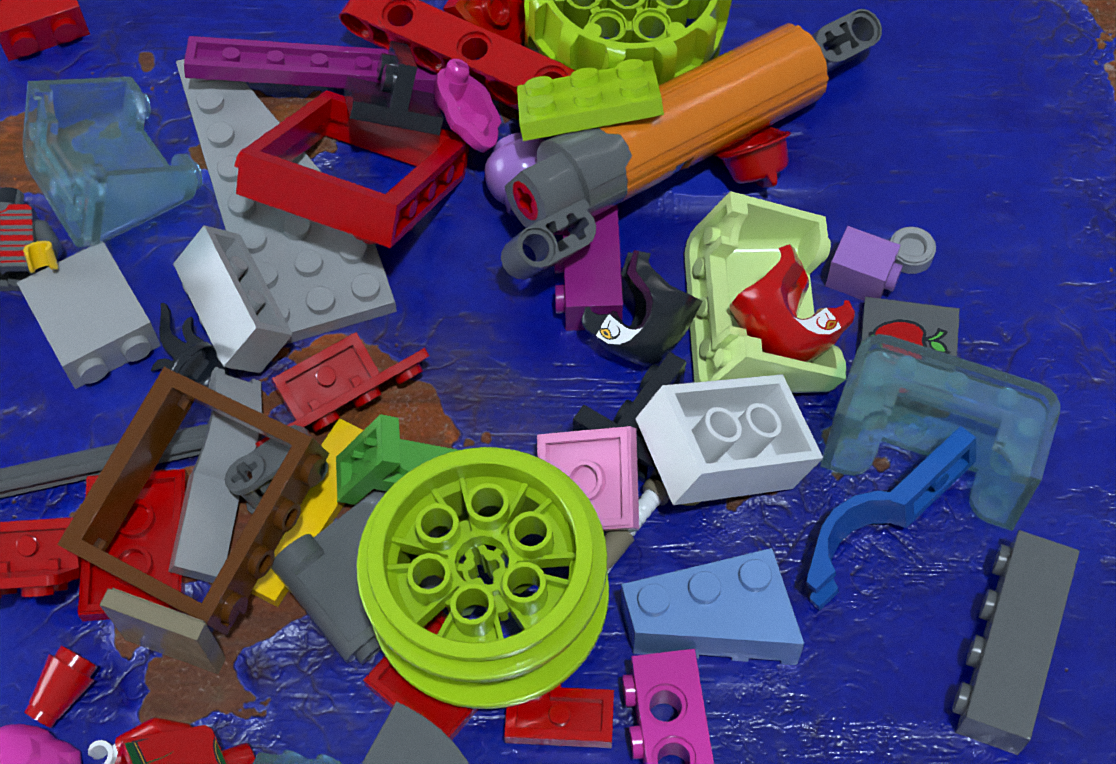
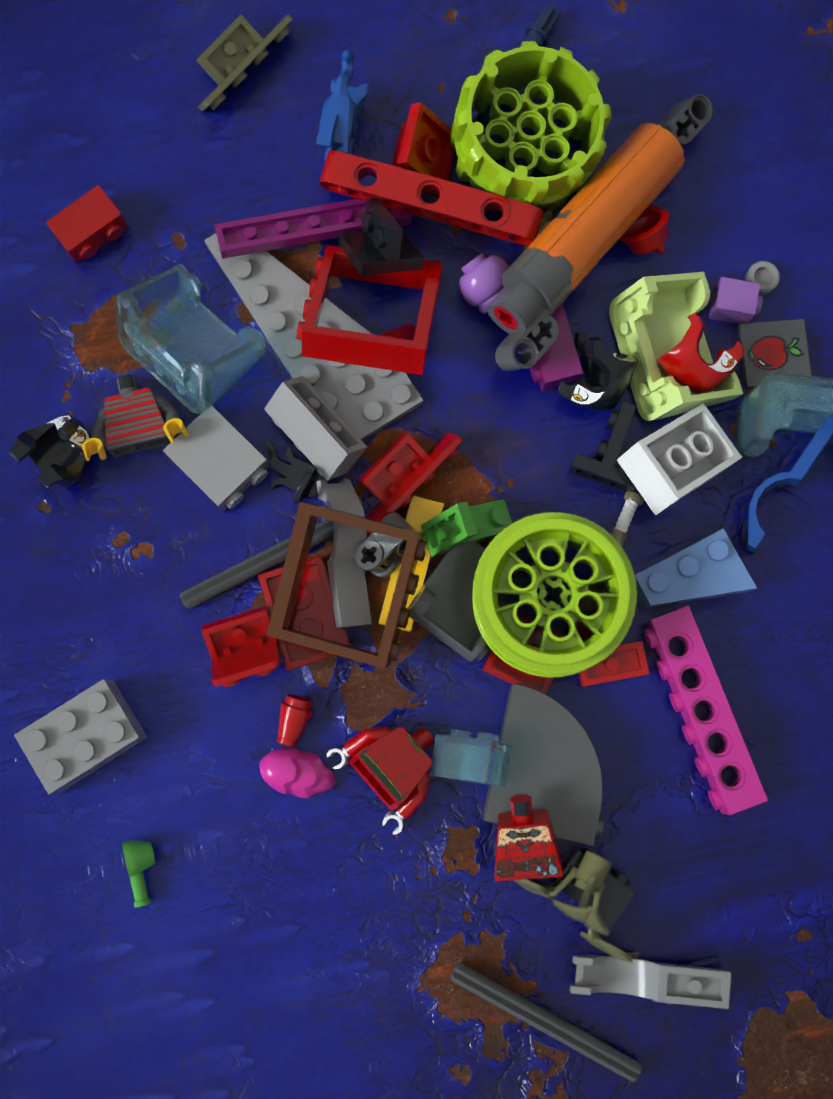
camera: 15 degrees left, 20 degrees up
(163, 630) = (352, 672): tile -> none
(467, 106) = (436, 242): dark pink arm -> none
(588, 99) = (532, 229): lime plate -> none
(603, 467) = (596, 497): bright pink tile -> none

